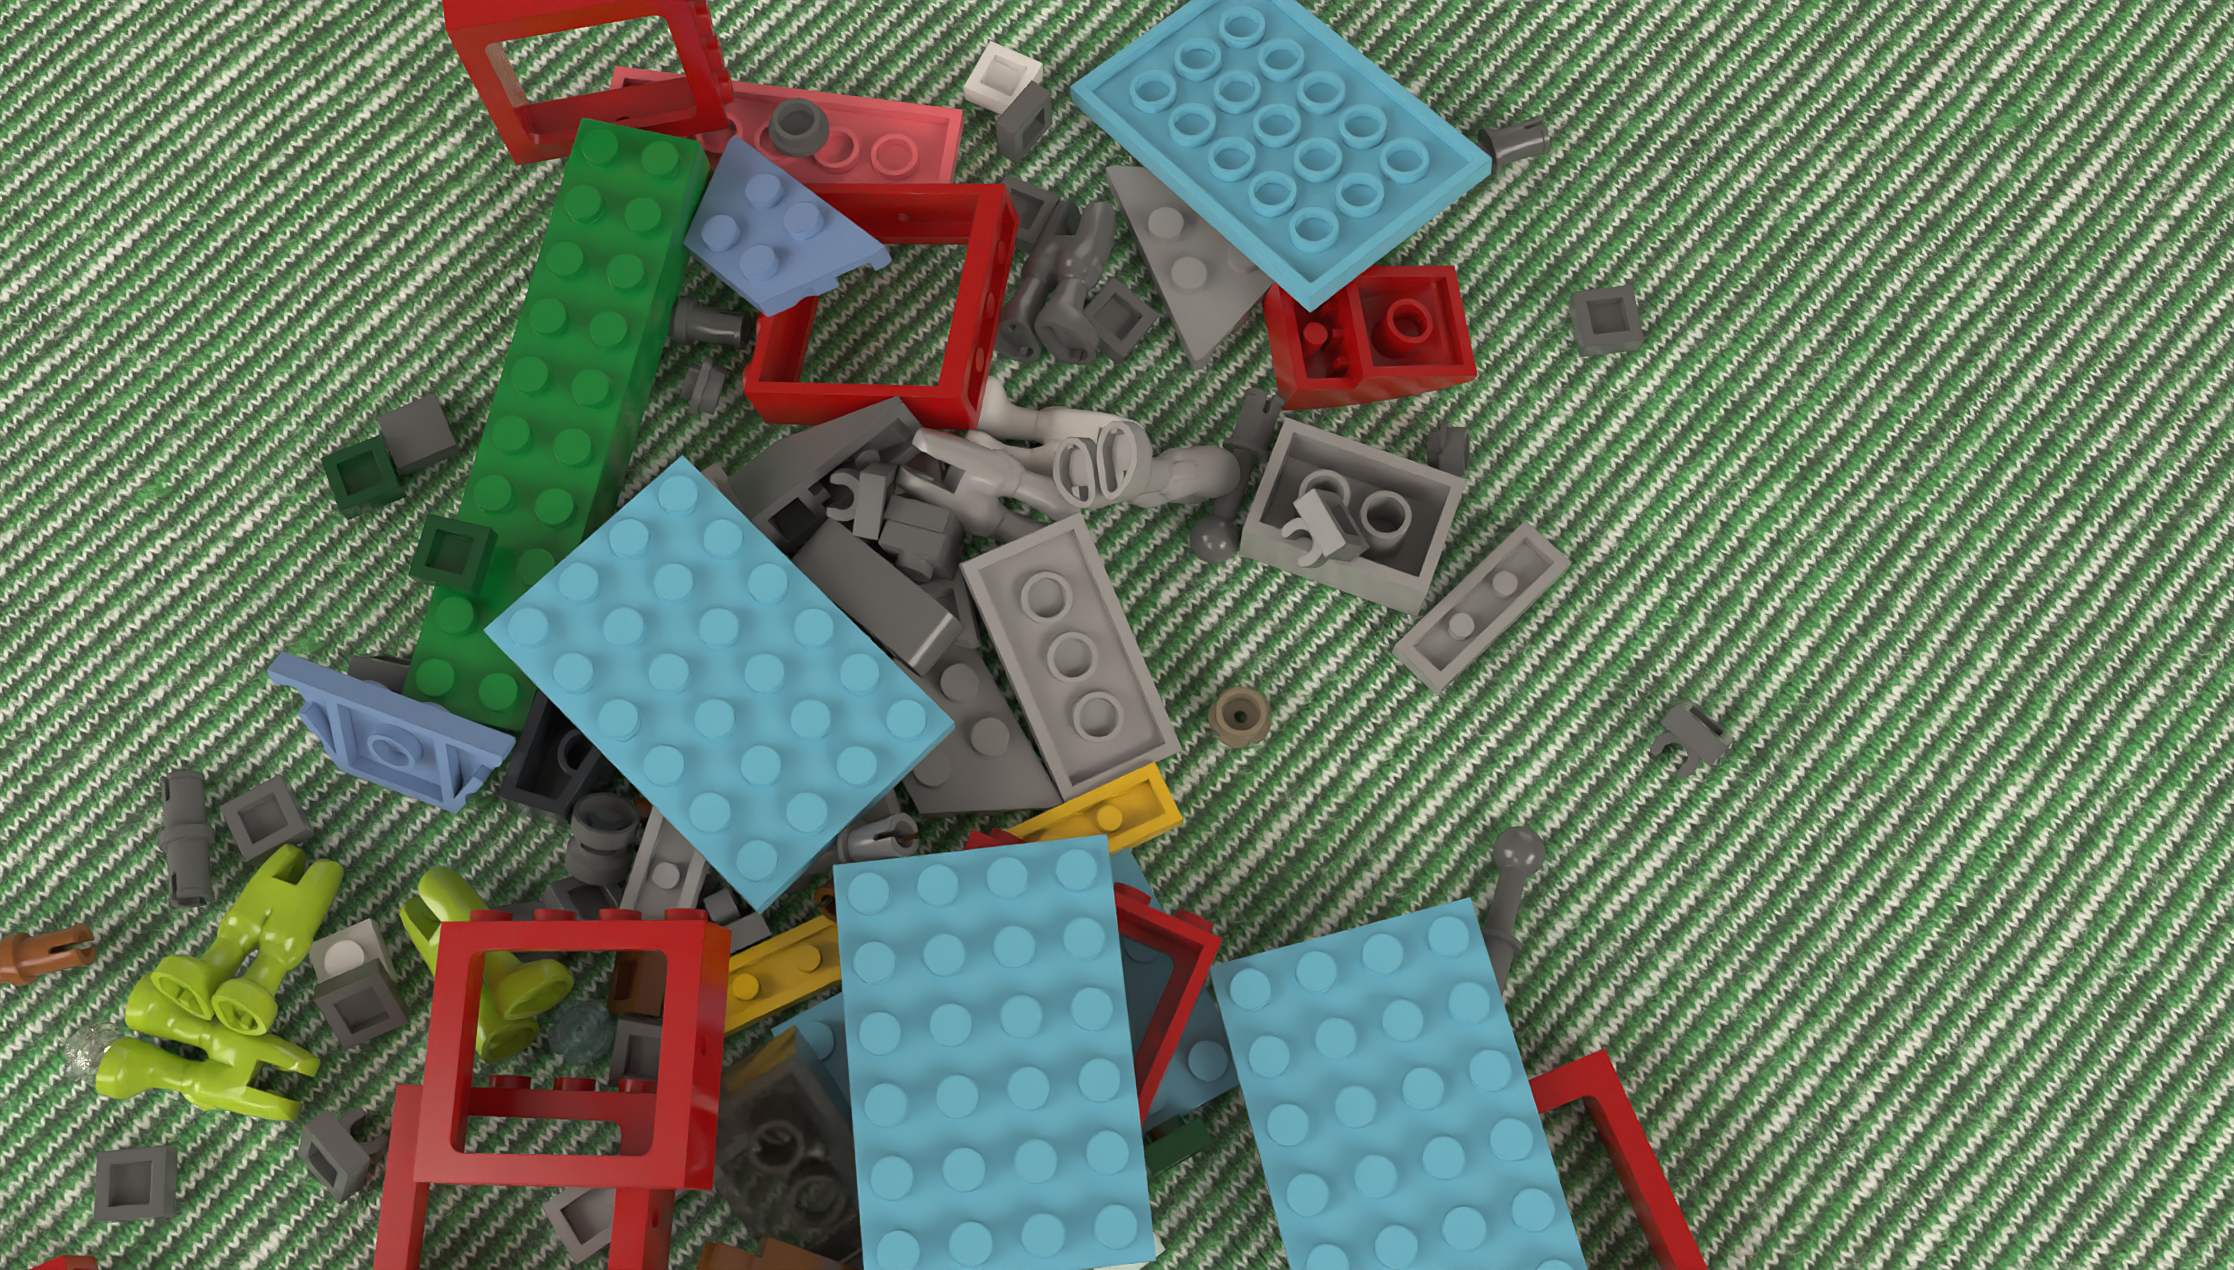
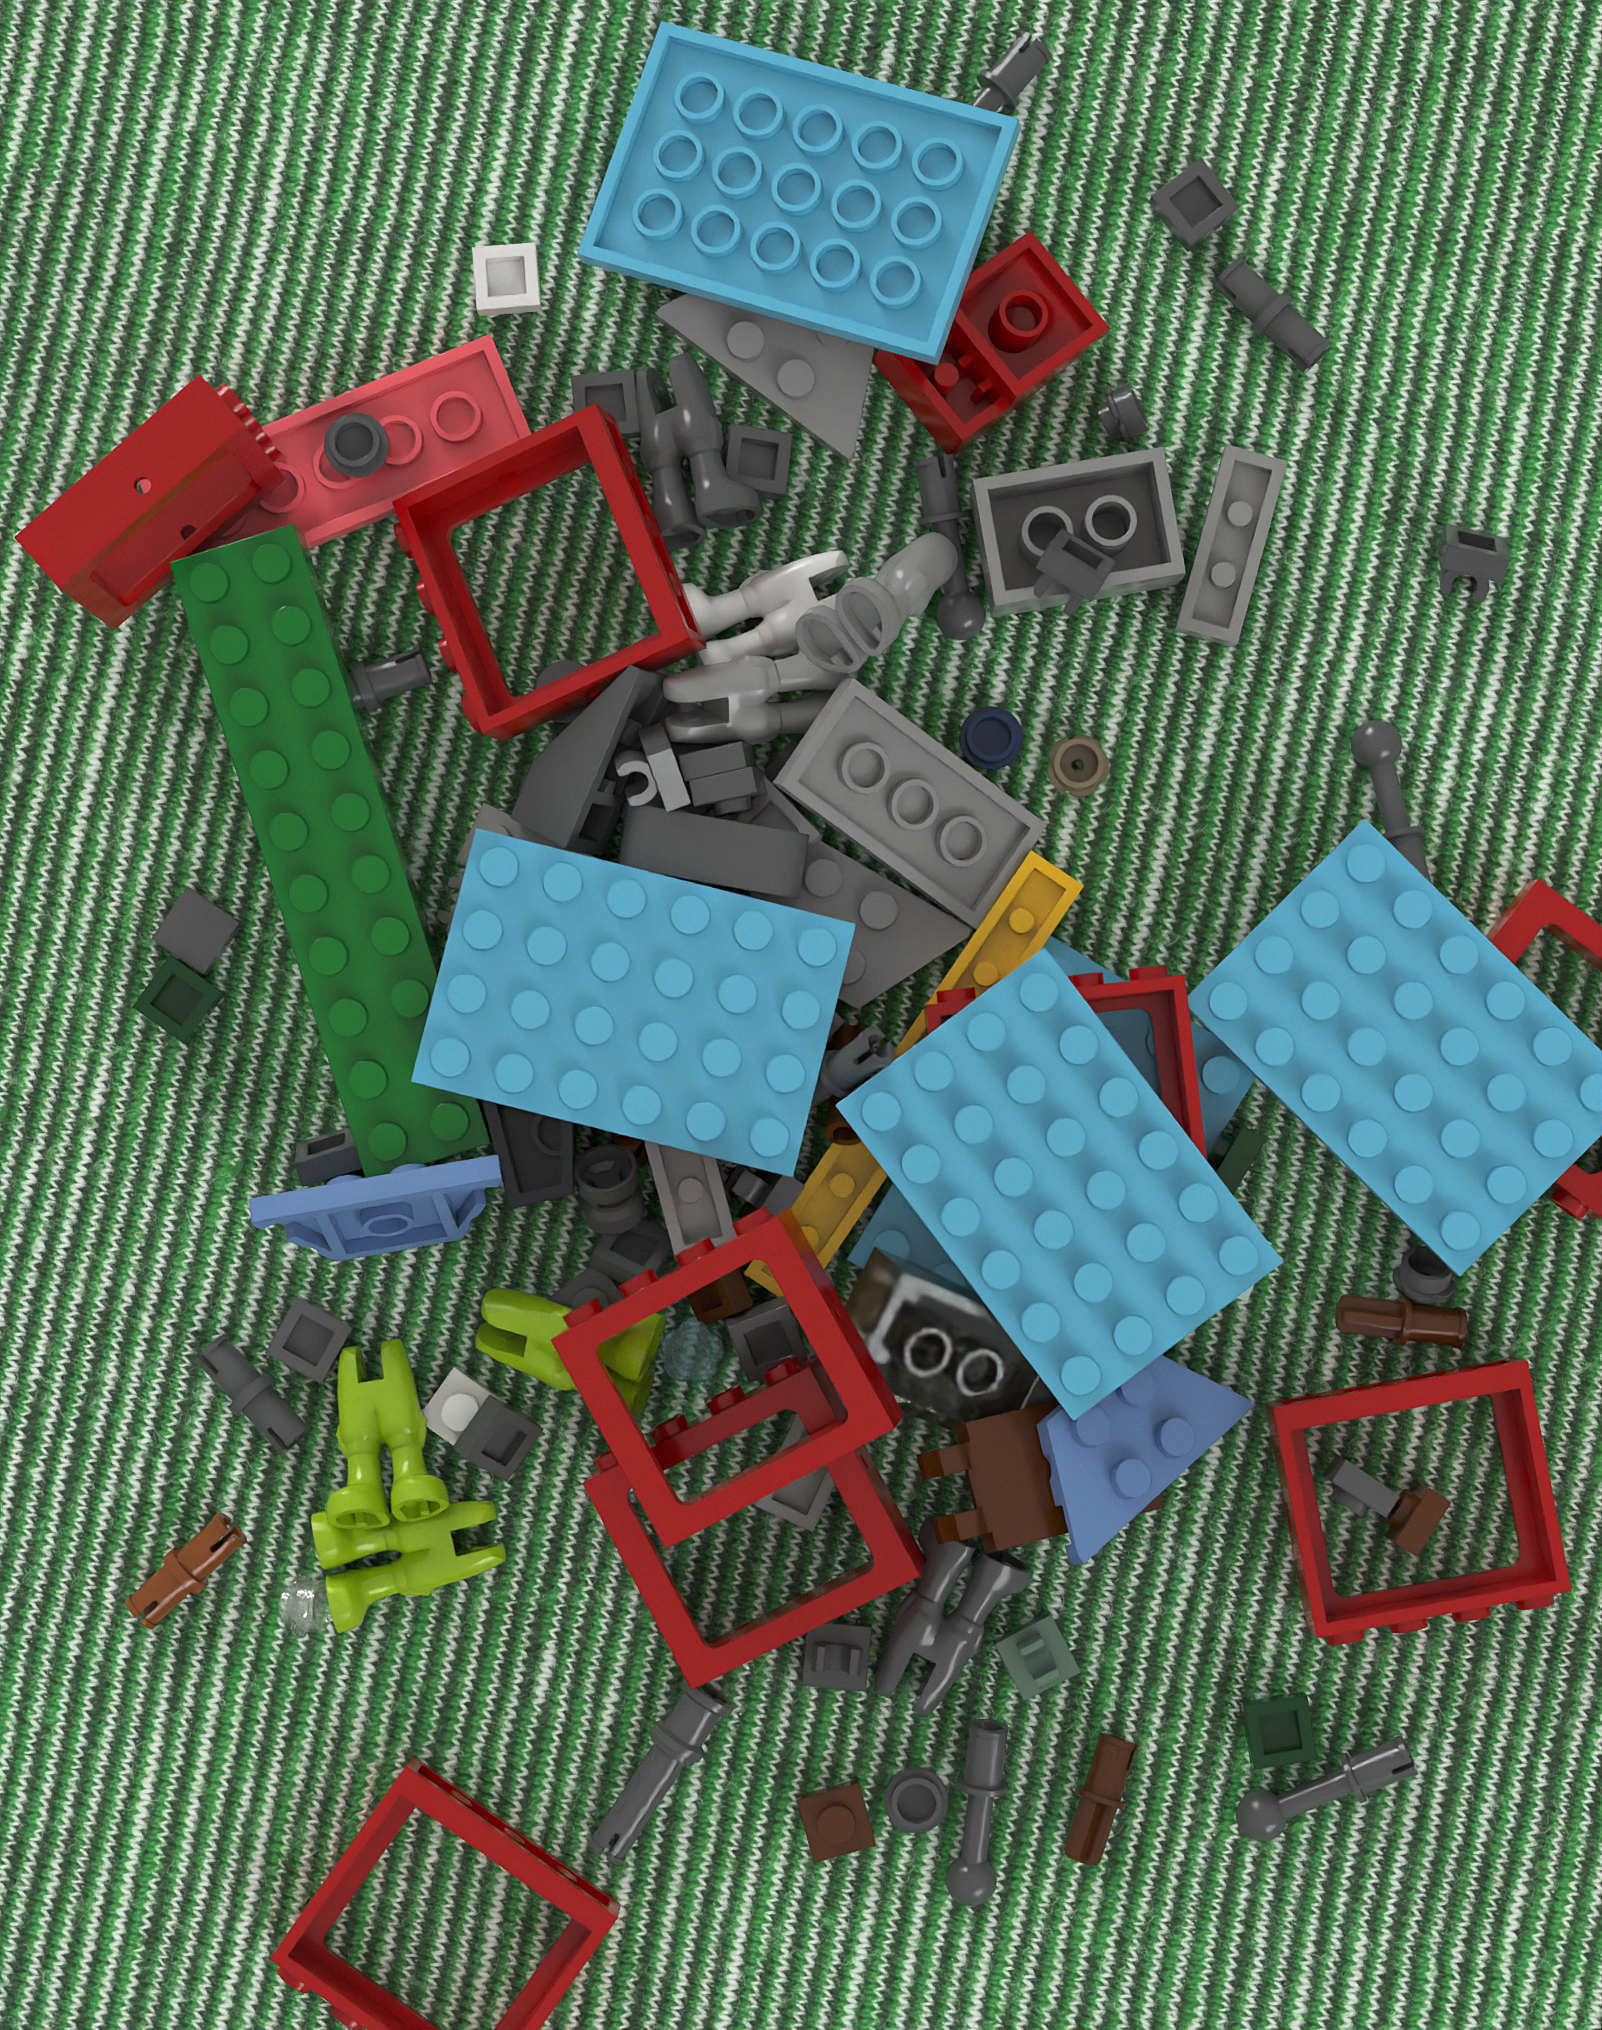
camera: 30 degrees left, 15 degrees up
(135, 1184) = (413, 1682): dark grey plate -> none
(335, 1155) = (561, 1565): dark grey tile -> none
(453, 554) = (339, 1032): dark green plate -> none
(704, 386) = (426, 739): dark grey plate -> none
(773, 234) = (407, 567): medium blue wing -> none
(1024, 122) = (553, 312): dark grey tile -> none
(1178, 652) = (990, 738): none -> dark blue plate
(1625, 442) = (1272, 314): none -> dark grey pin

